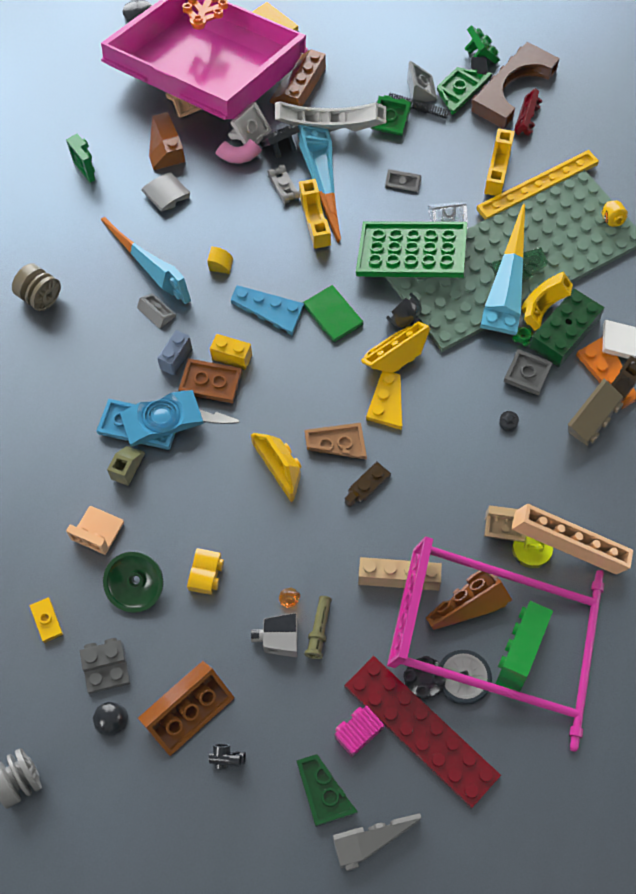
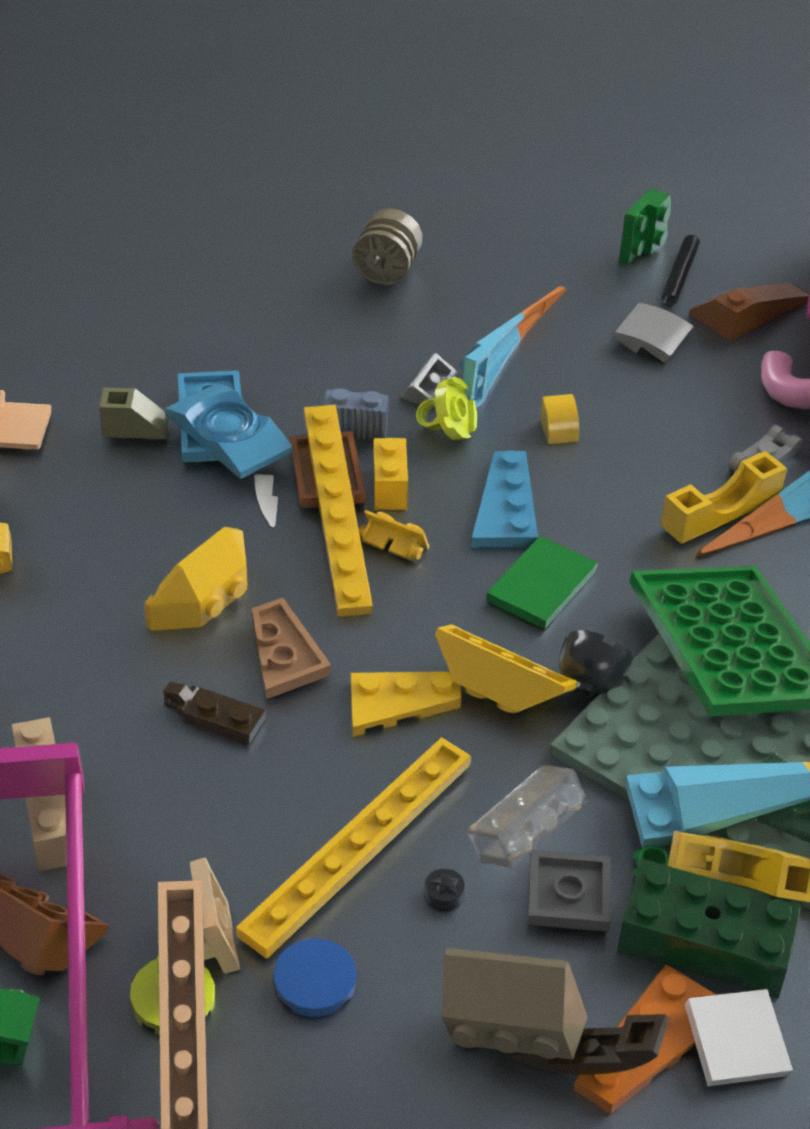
camera: 65 degrees right, 20 degrees down
(114, 154) = (680, 268): none -> black piece
(195, 305) = (453, 409): none -> neon yellow tile
(247, 384) = (337, 512): none -> yellow plate
(270, 371) = (407, 539): none -> yellow hinge
(474, 447) = (352, 848): none -> yellow plate
(487, 371) = (527, 816): none -> clear brick
(540, 487) = (315, 977): none -> blue tile

